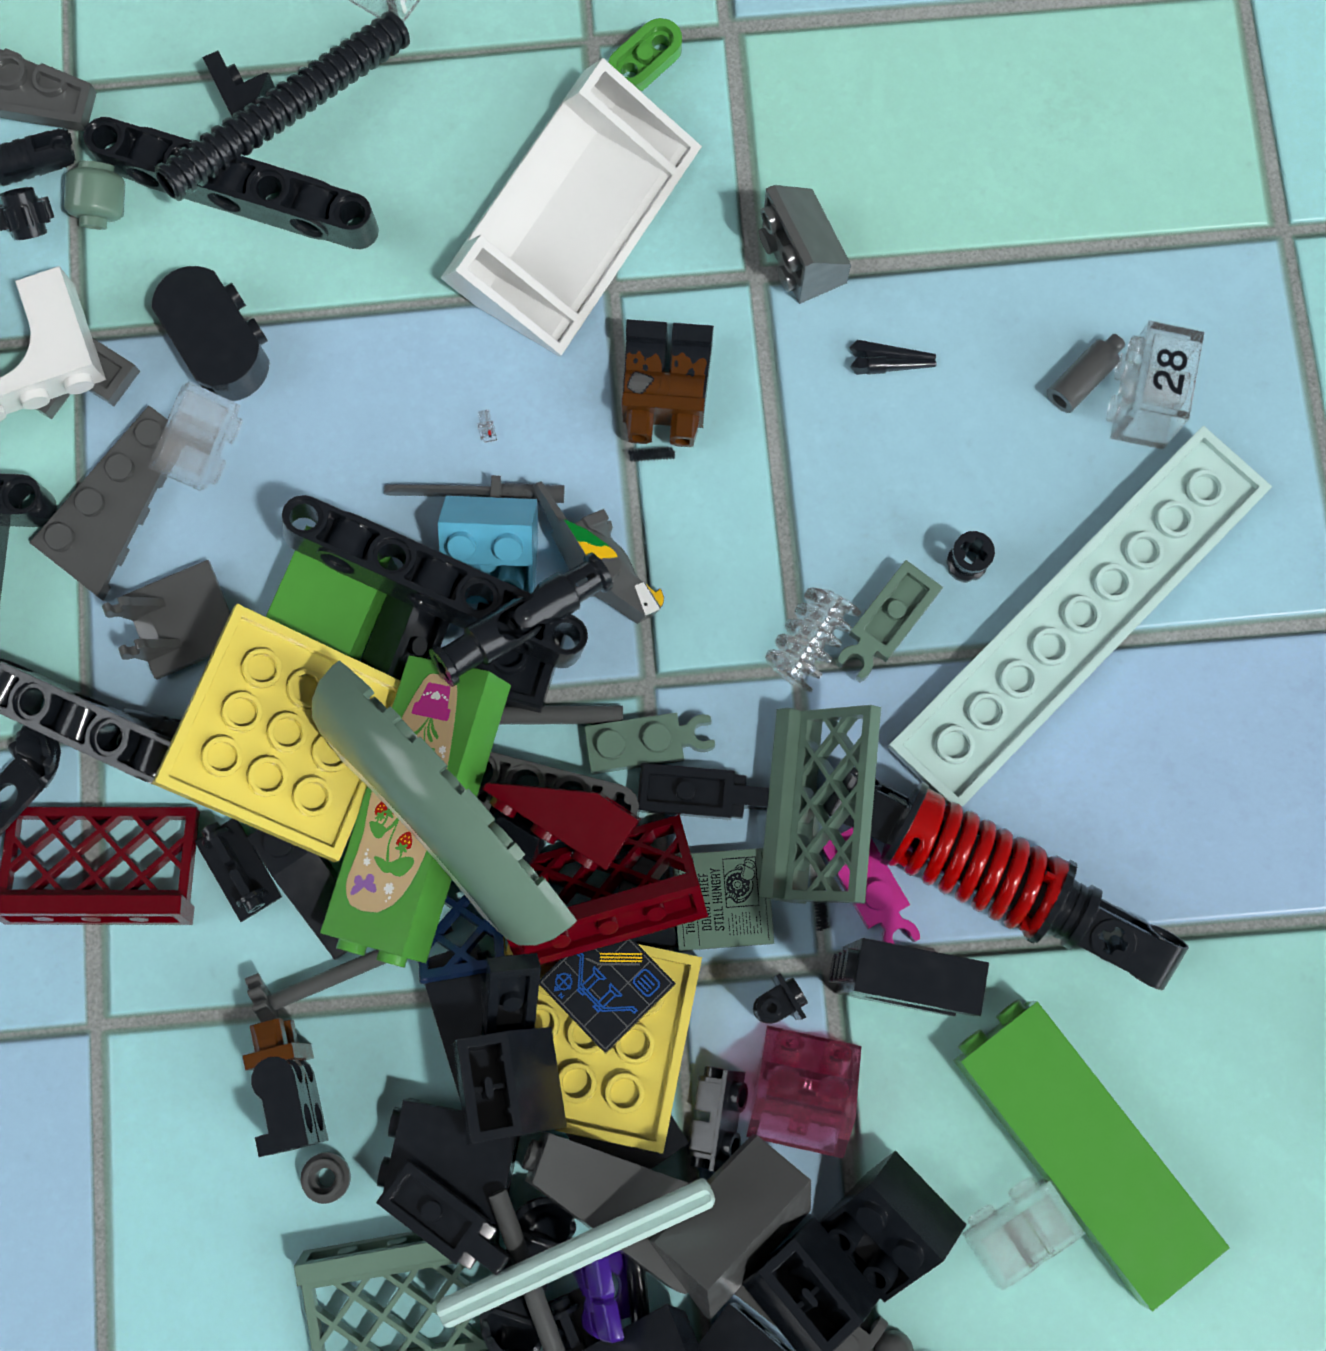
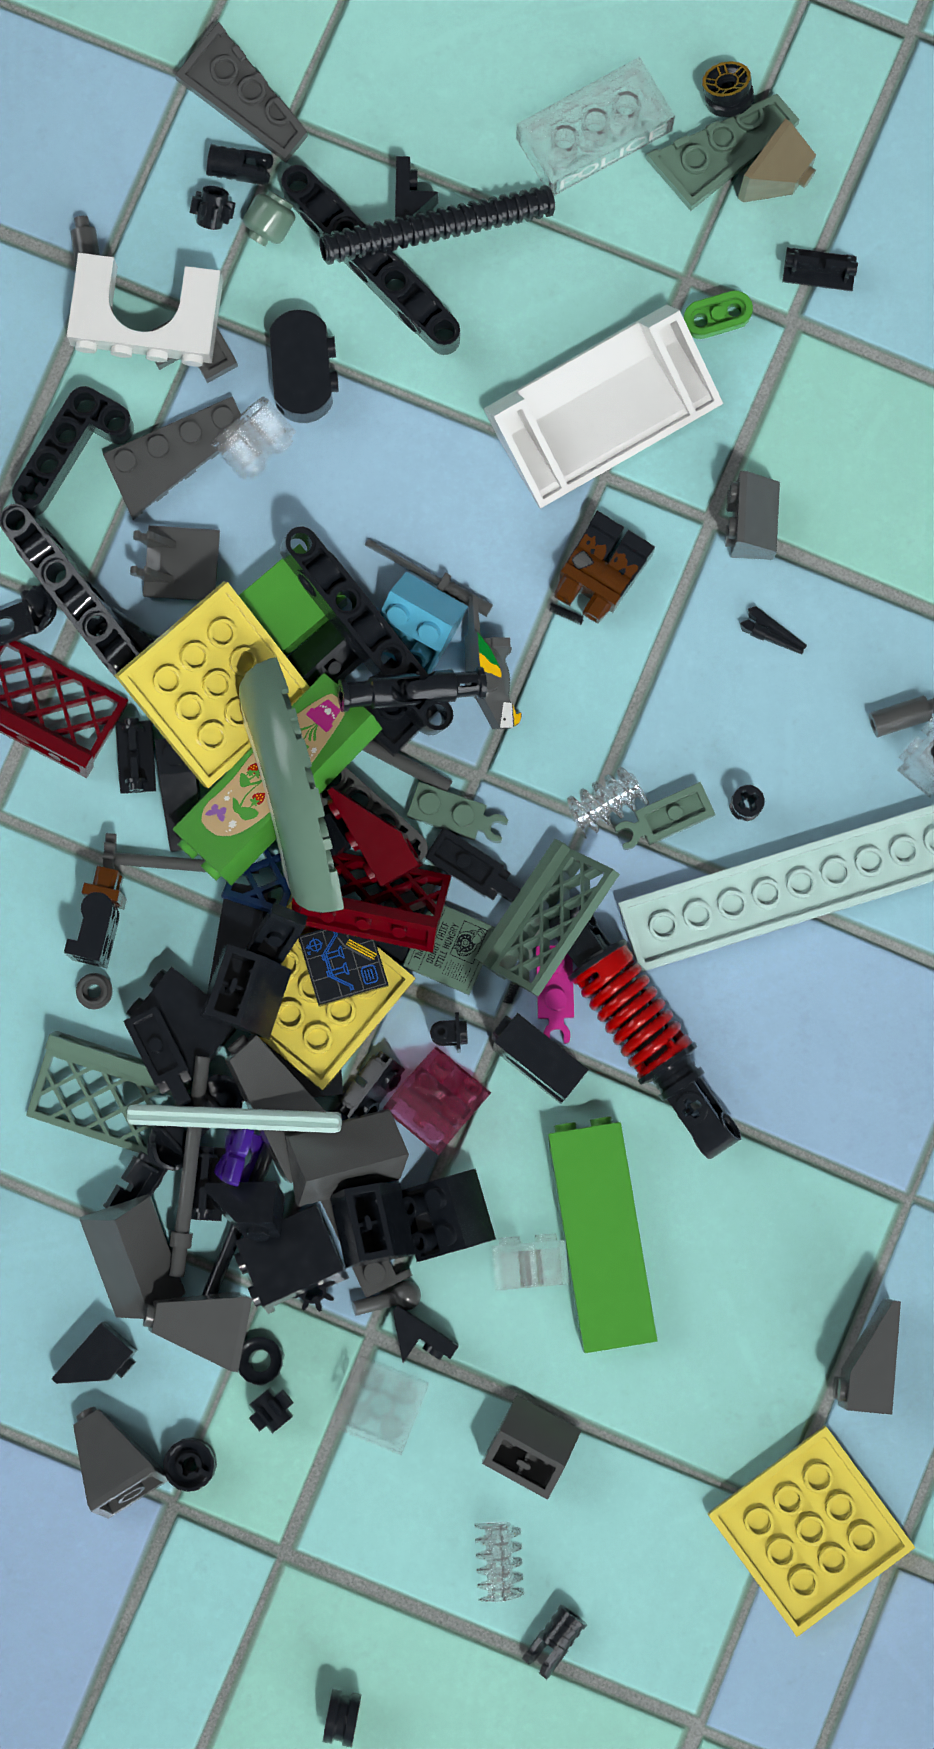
camera: 25 degrees right, 5 degrees up
(486, 427) = (460, 533): clear piece -> none

